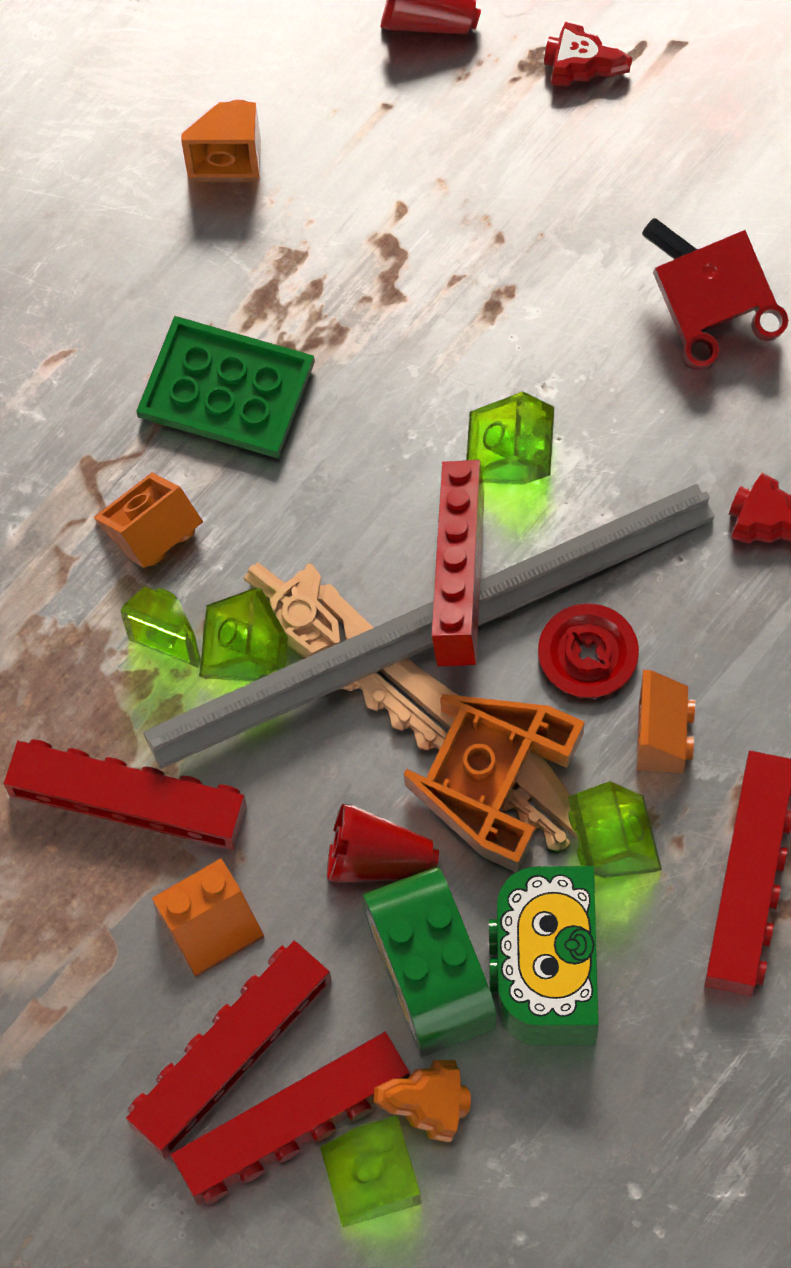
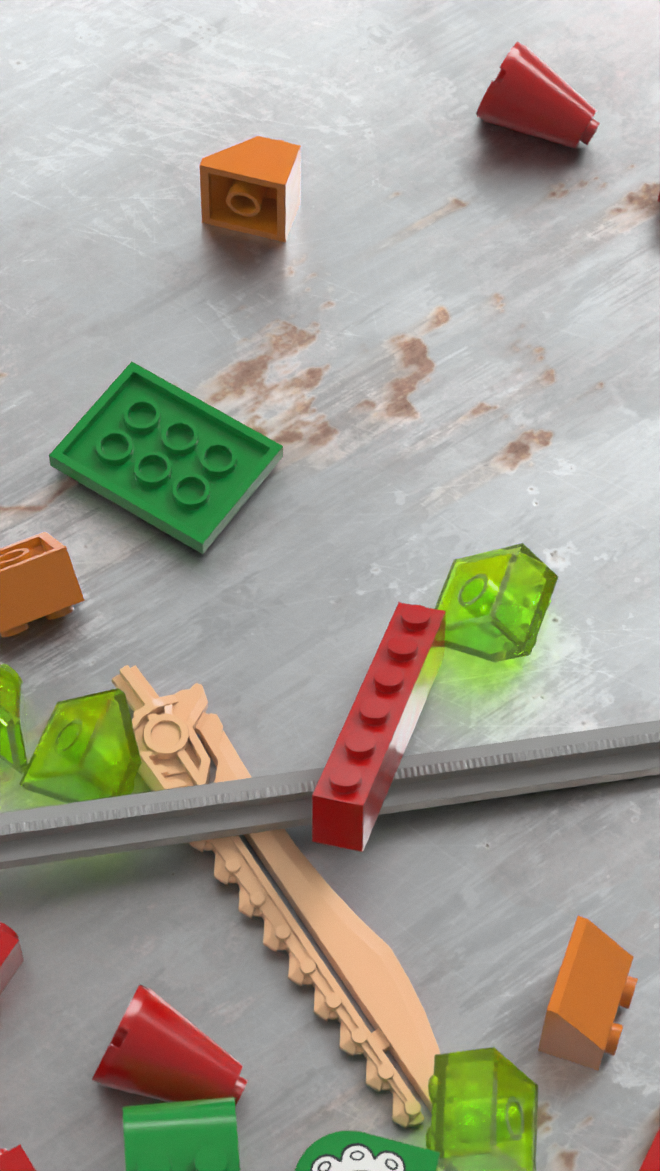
camera: 10 degrees right, 10 degrees down
(481, 767) = (336, 983): orange wedge -> none
(589, 626) = (528, 852): red gear -> none

